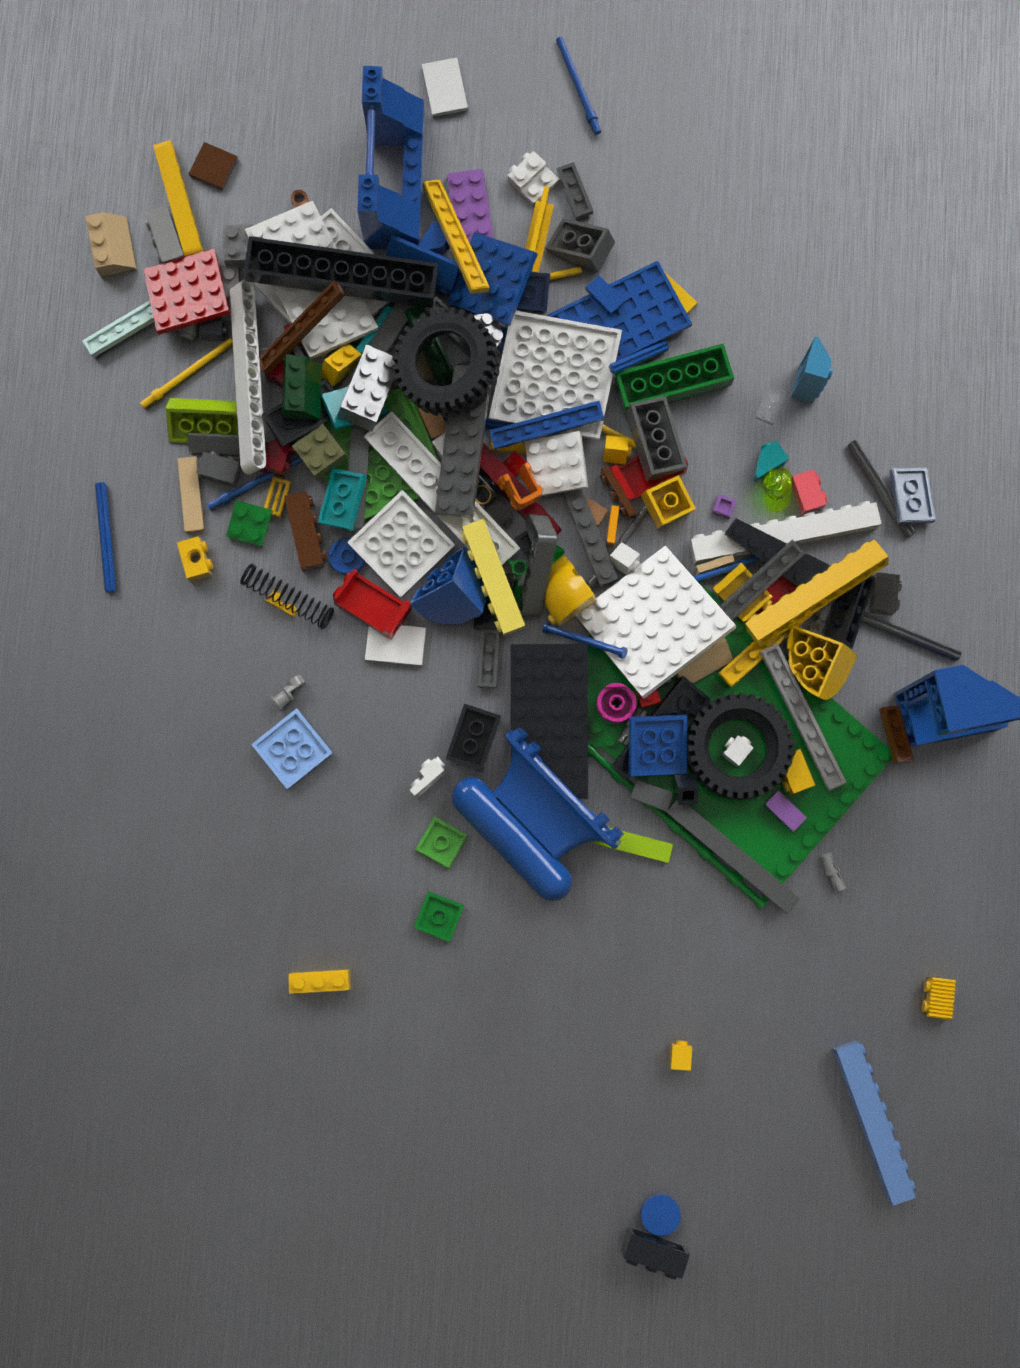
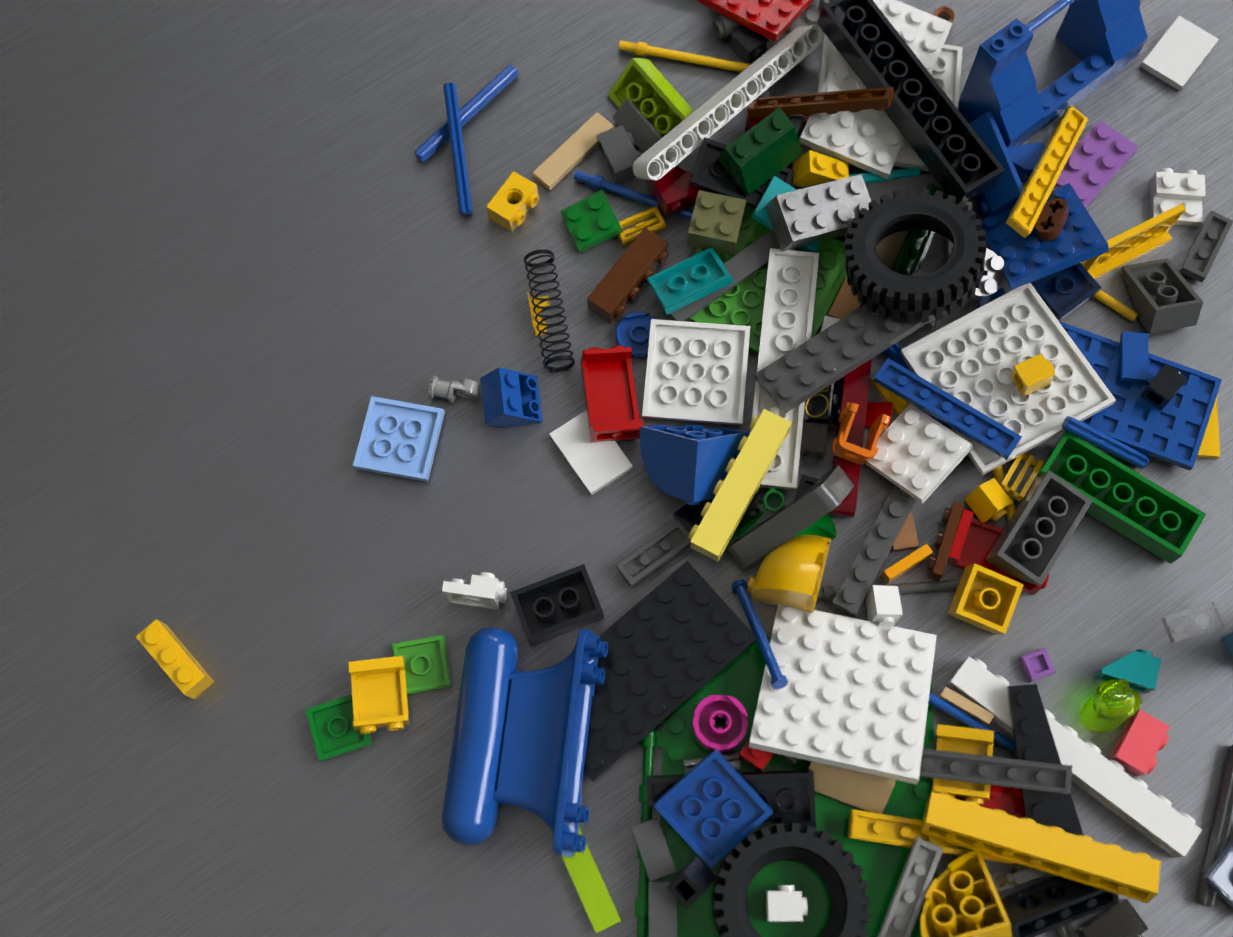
camera: 55 degrees right, 10 degrees down
(128, 563) = (457, 149): none -> blue axle
(324, 664) = (510, 398): none -> blue slope
(441, 879) = (379, 694): none -> yellow panel
(493, 263) = (1046, 218): none -> reddish brown beam
(569, 361) = (1032, 374): none -> yellow brick
(612, 406) = (1029, 461): none -> yellow tile
(636, 296) = (1164, 386): none -> black brick

